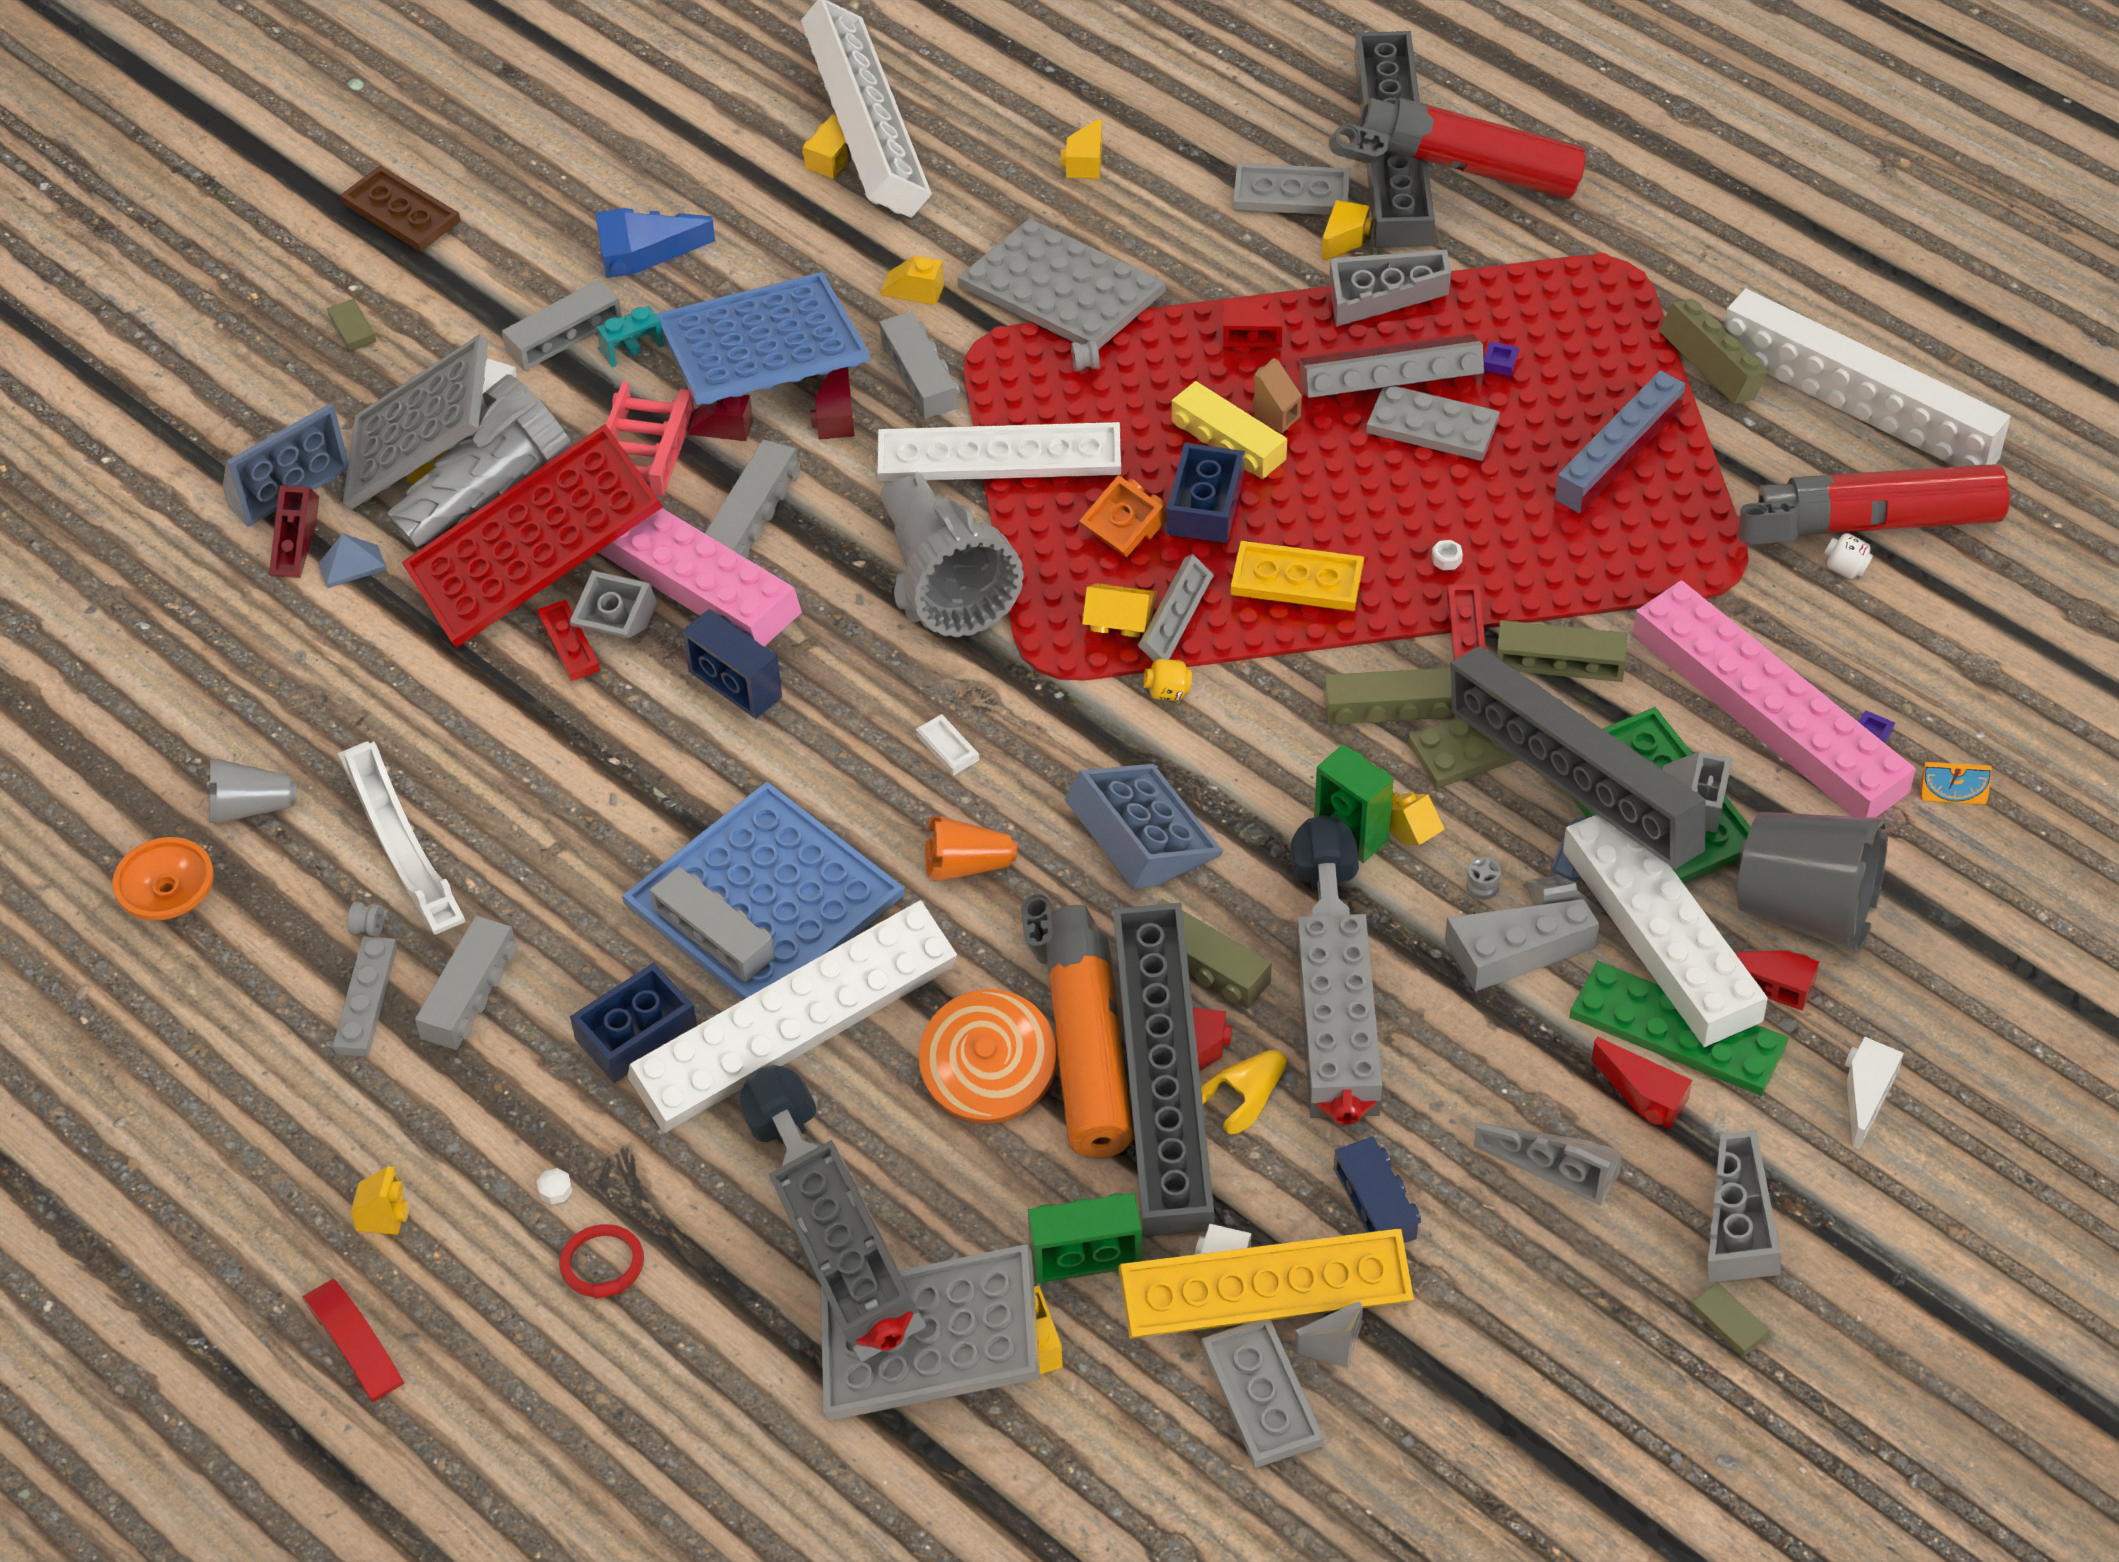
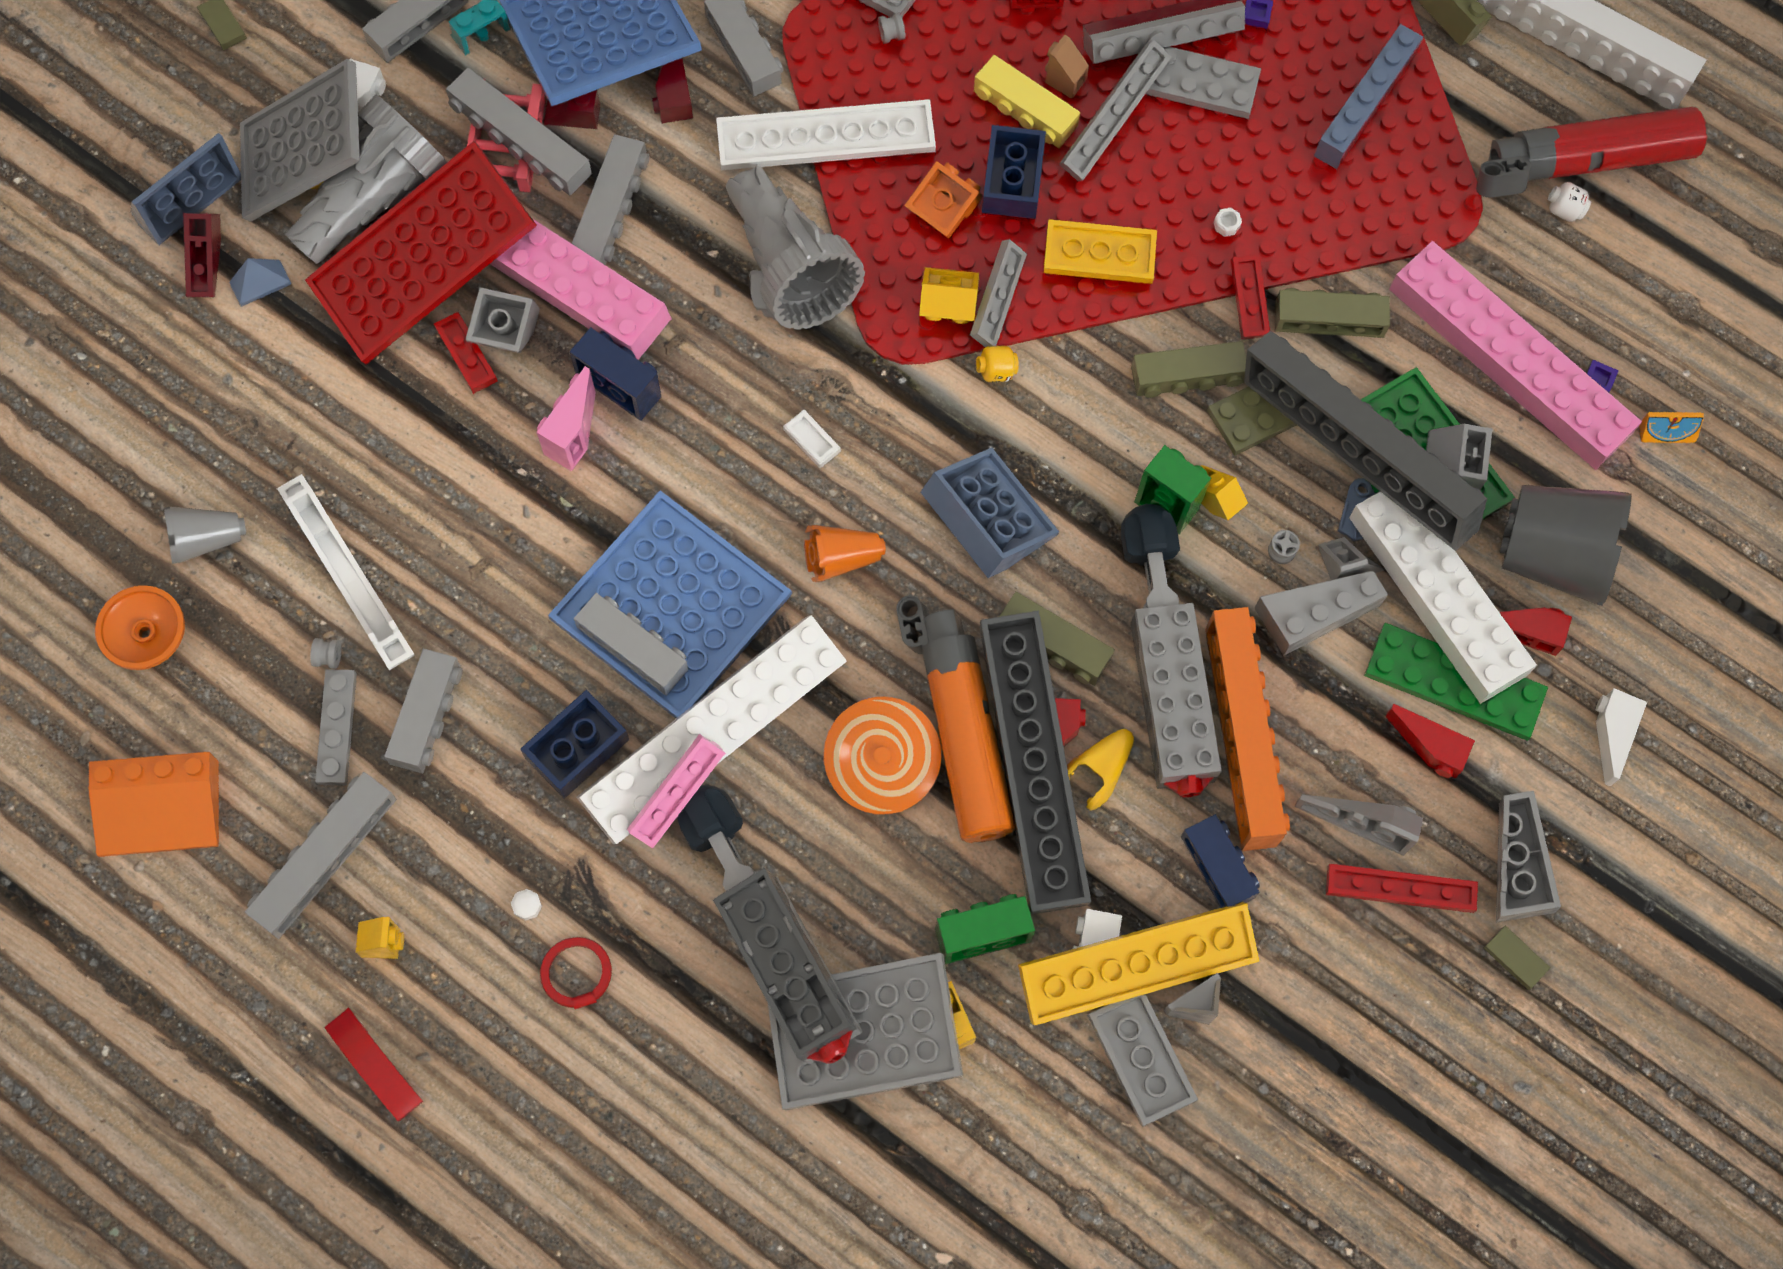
camera: 10 degrees left, 20 degrees up
(148, 1054) = (154, 803): none -> orange slope
(326, 1119) = (320, 855): none -> light grey brick
(658, 428) = (518, 132): none -> light grey brick
(673, 707) = (567, 428): none -> bright pink slope
(741, 1062) = (676, 791): none -> bright pink hinge
(1327, 440) = (1115, 110): none -> light grey plate
(1419, 1054) = (1246, 729): none -> orange brick
(1594, 1234) = (1402, 888): none -> red plate

